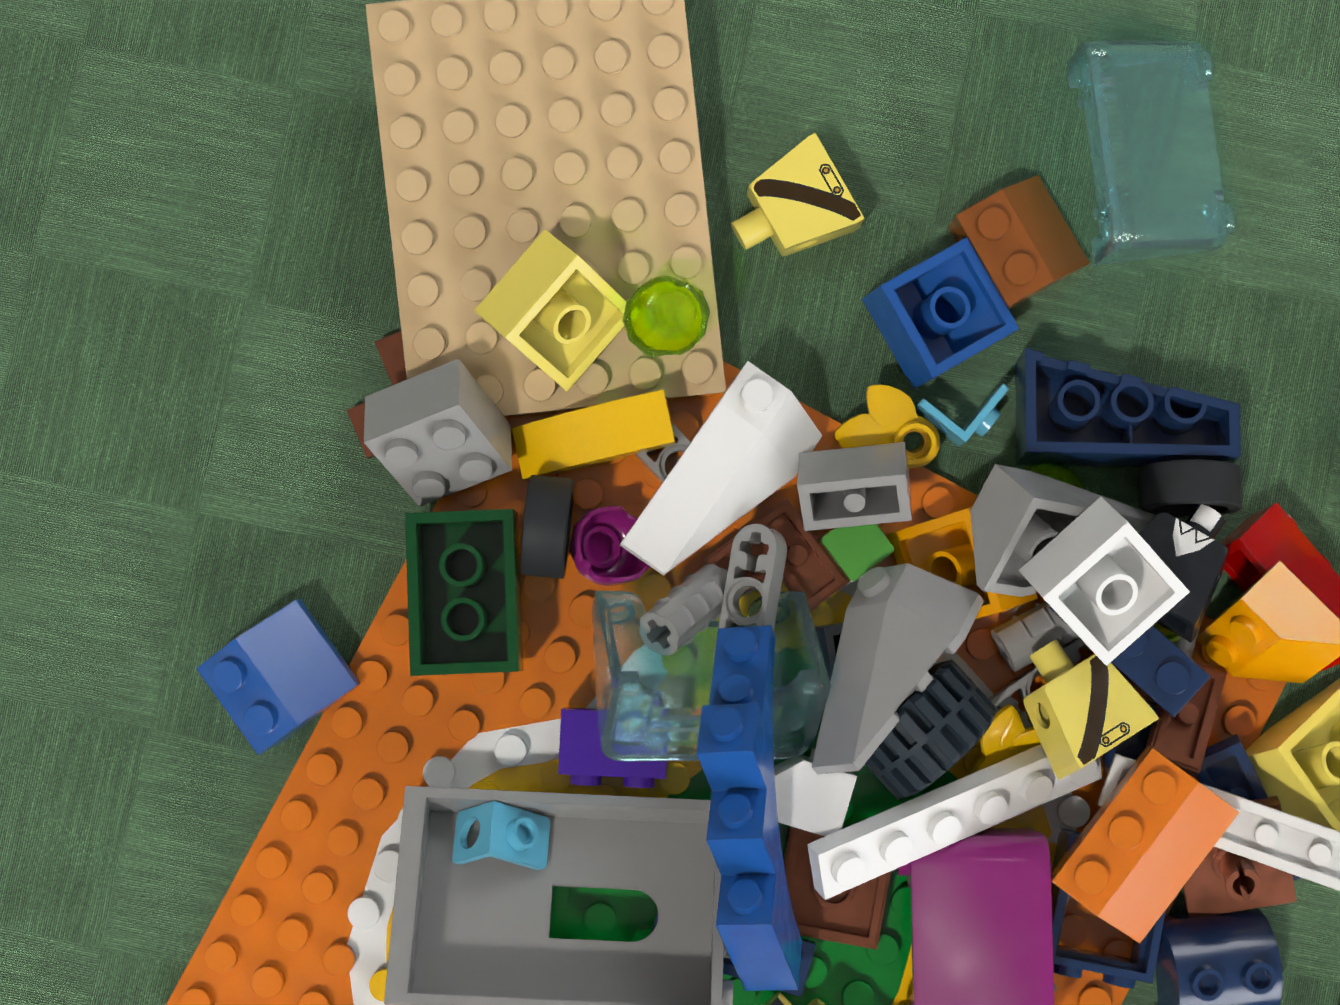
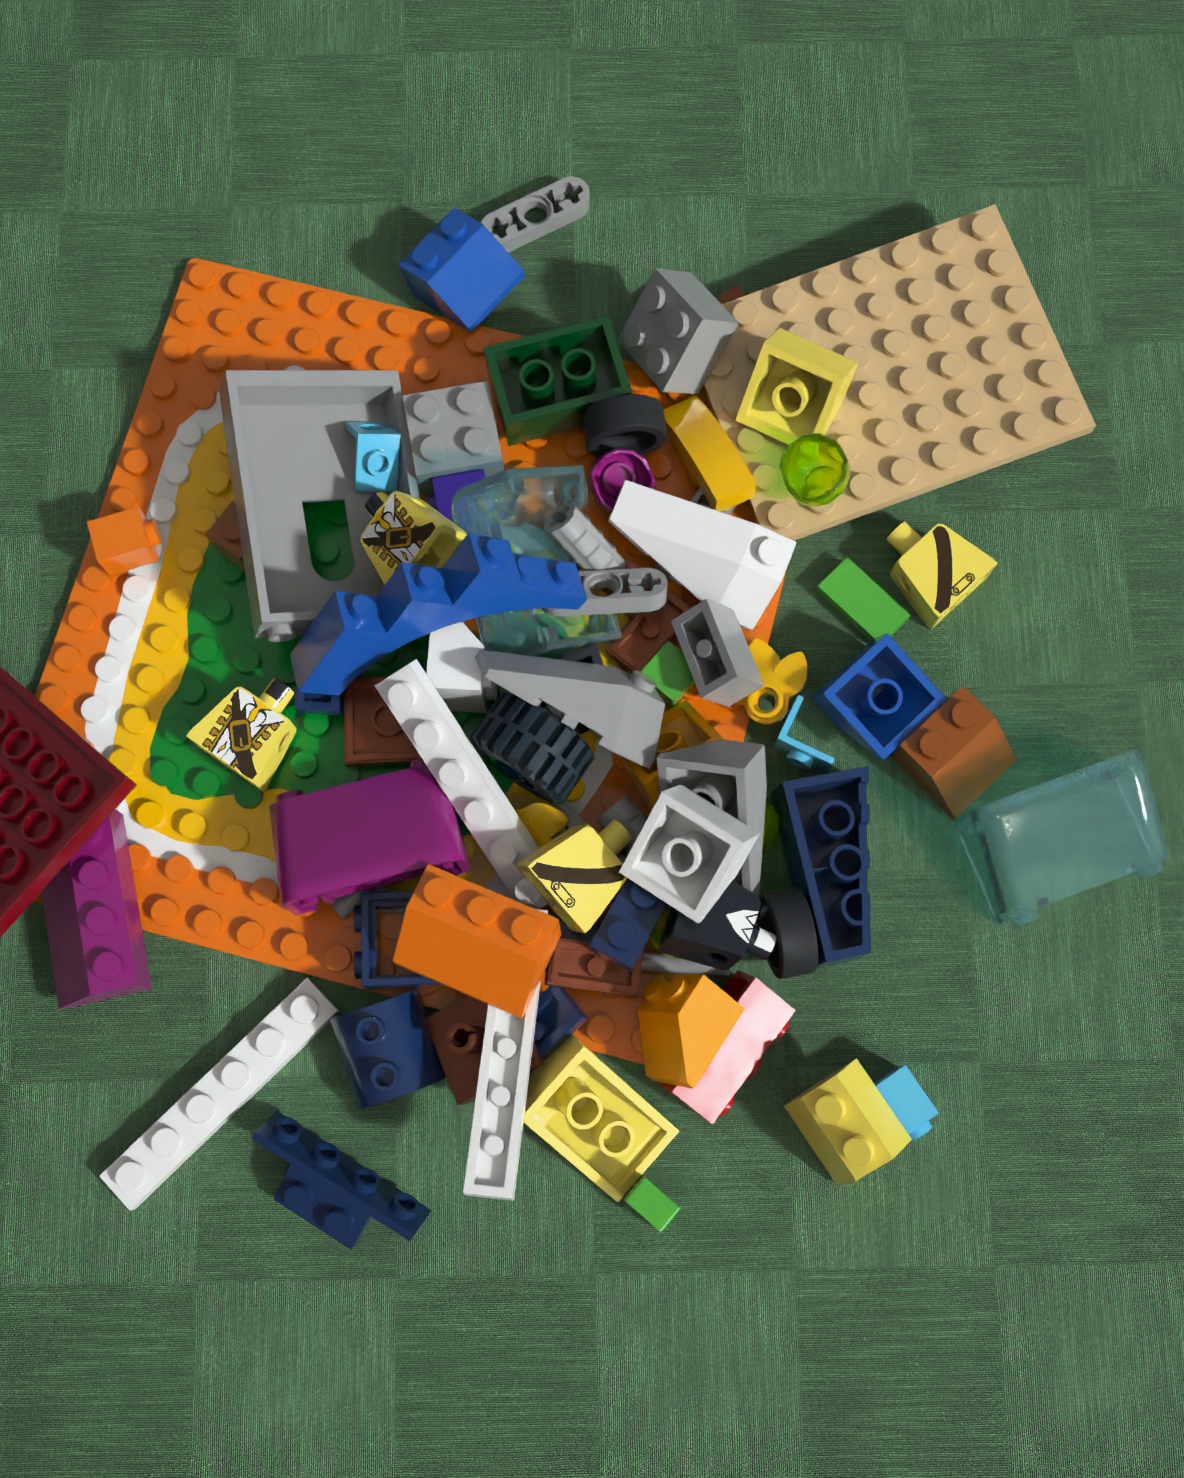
camera: 80 degrees right, 10 degrees down
(217, 525) = (567, 212): none -> light grey beam
(504, 735) = (452, 432): none -> light grey brick
(639, 821) = (407, 532): none -> torso
(812, 297) = (862, 601): none -> bright green tile

